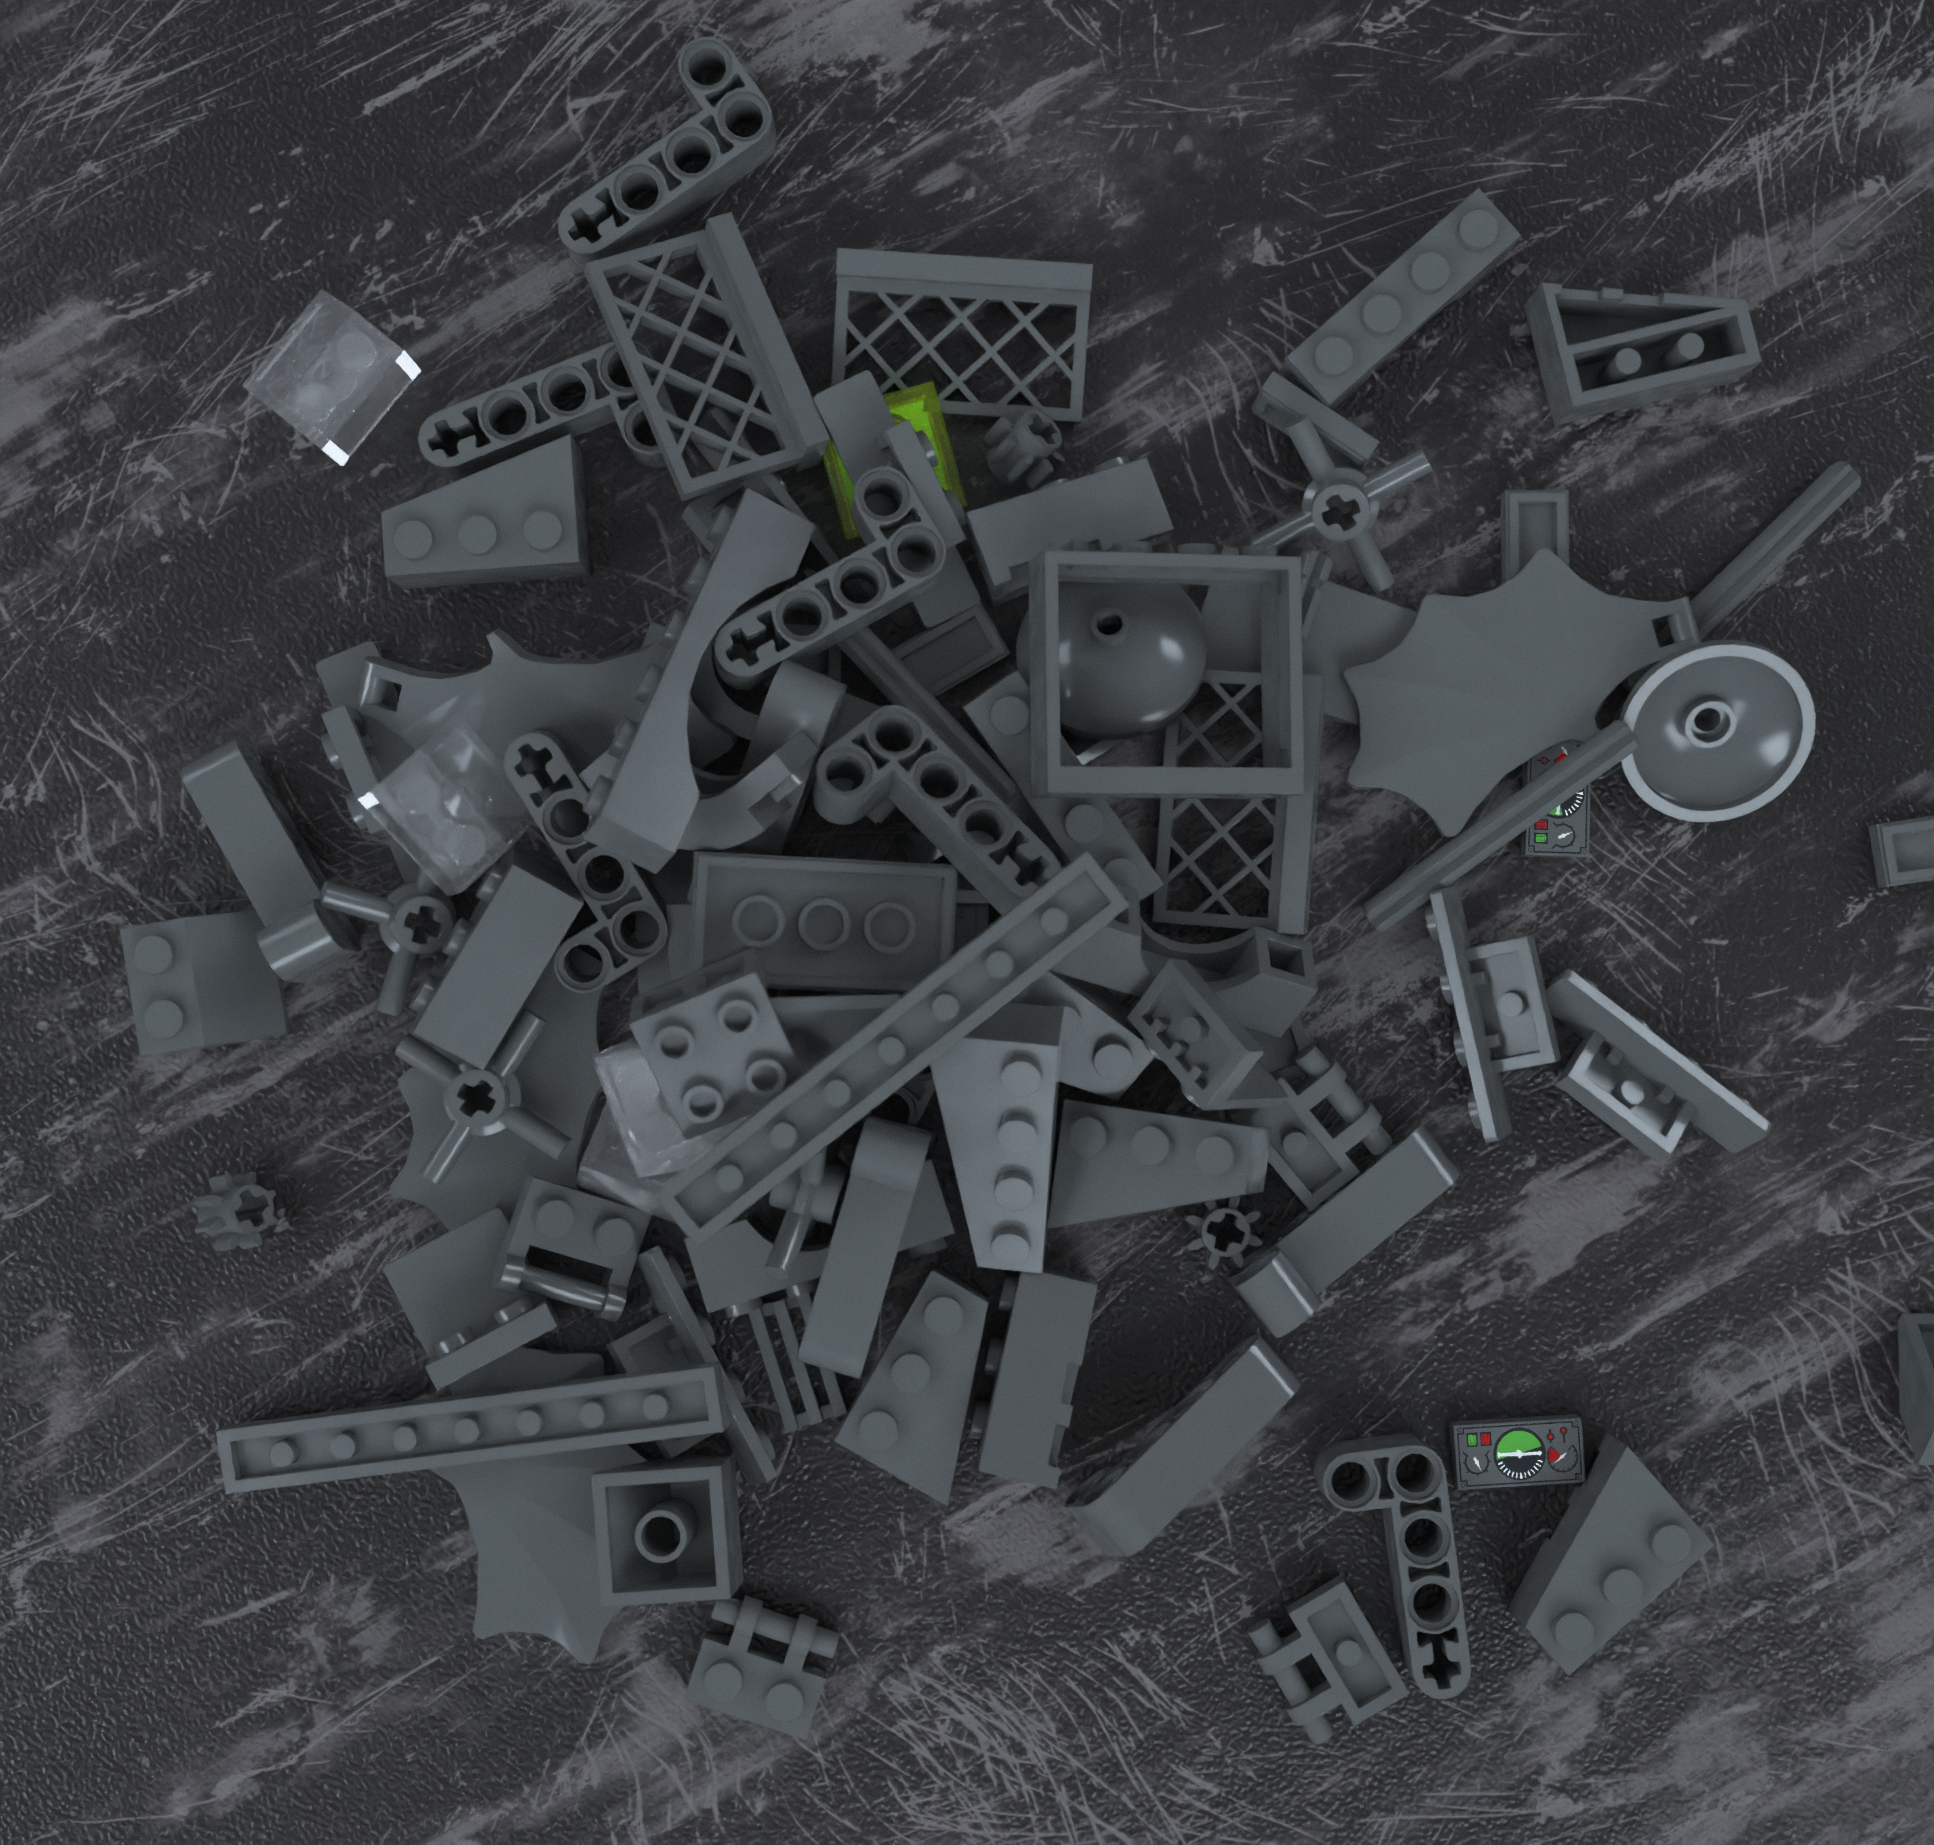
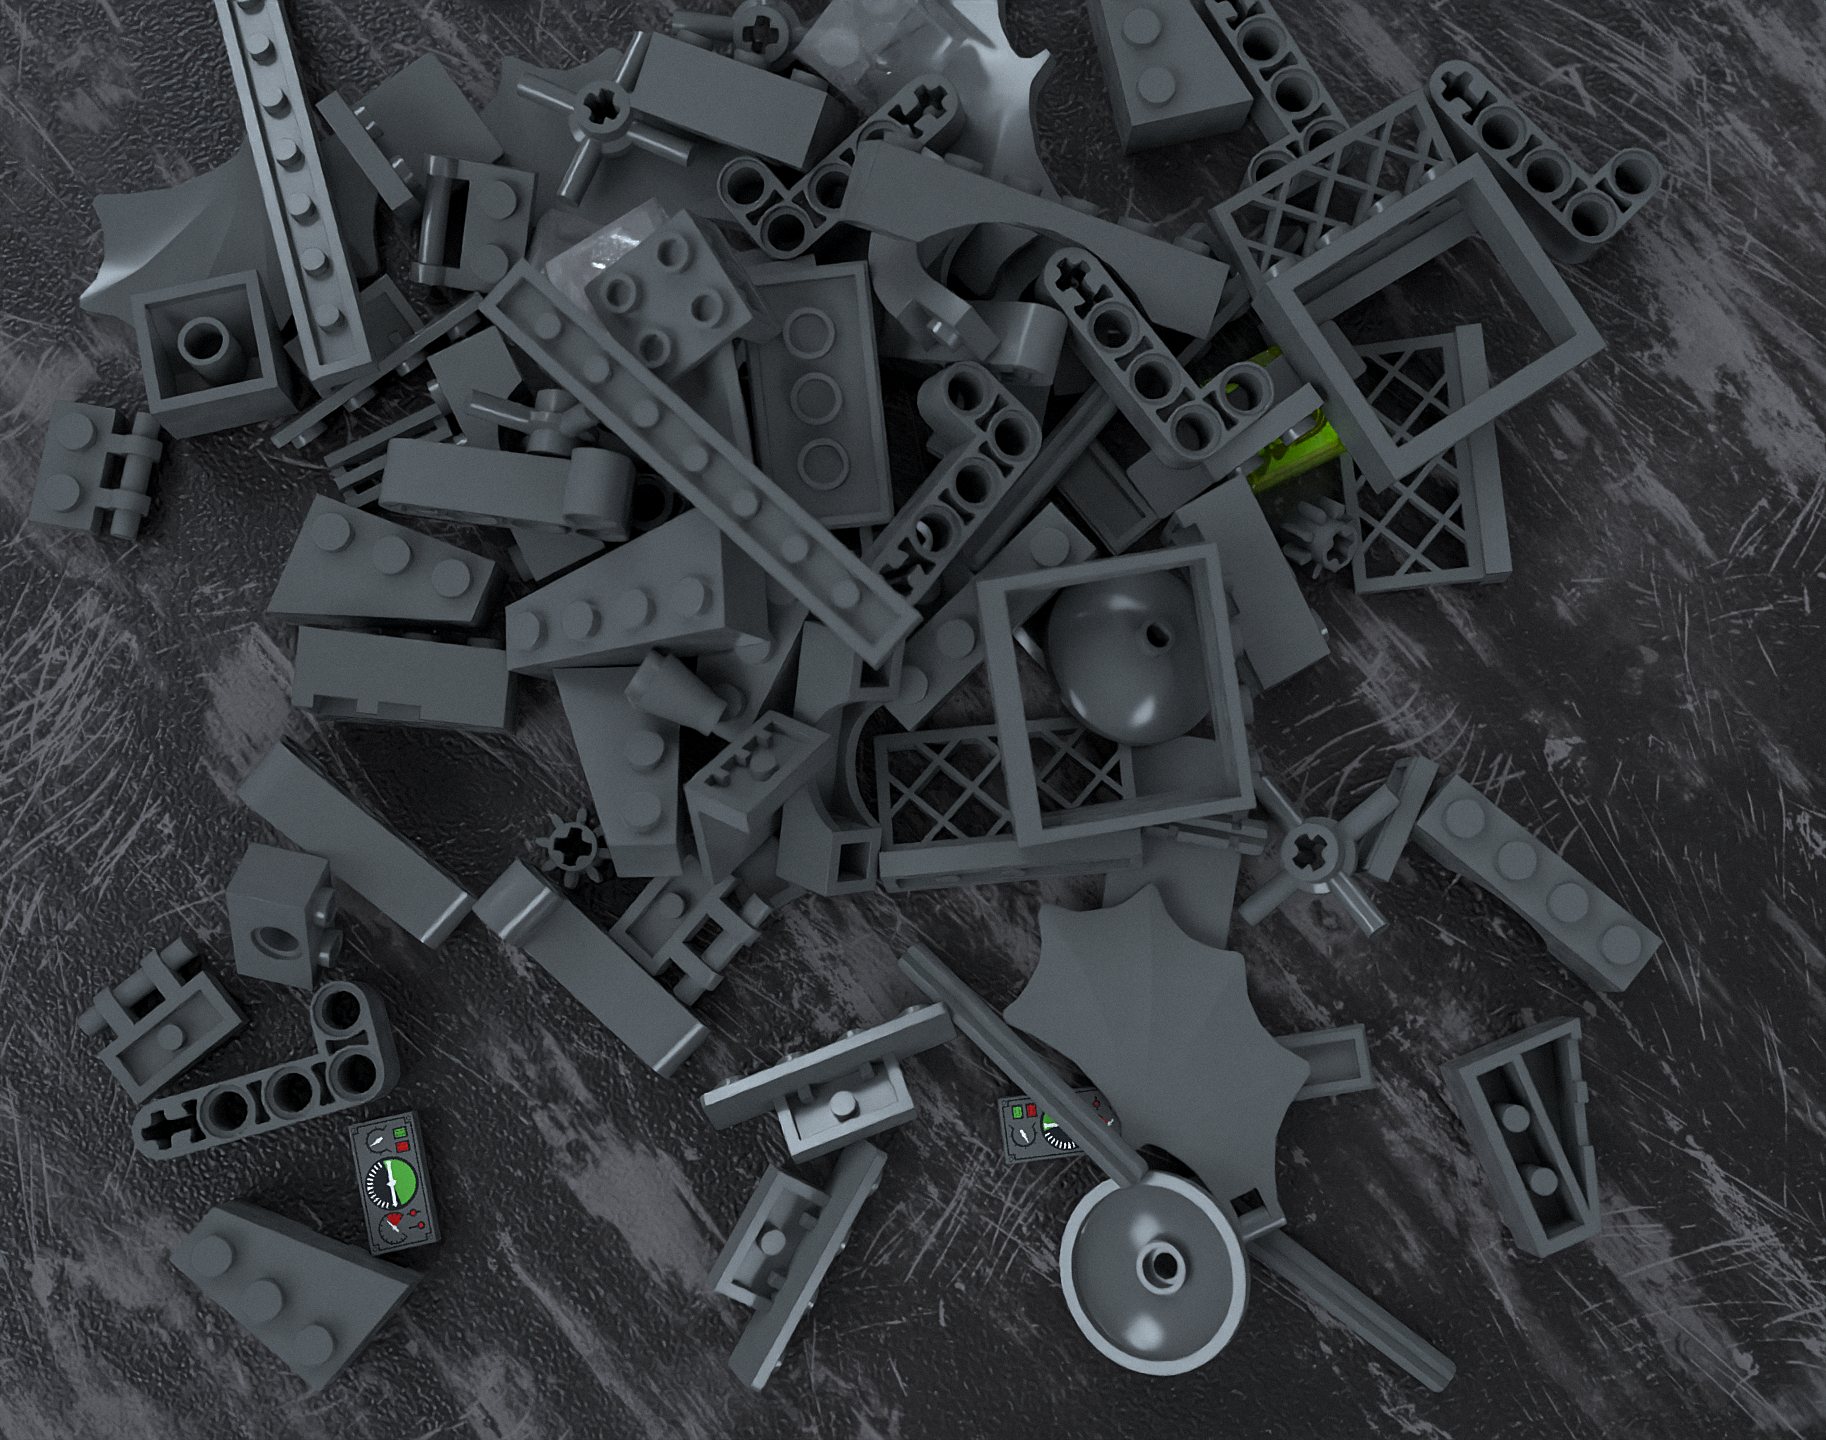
camera: 80 degrees right, 5 degrees down
(875, 157) = (1520, 257): none -> dark grey window
(1100, 1109) = (675, 693): none -> dark grey cone
(1253, 1524) = (283, 916): none -> dark grey brick

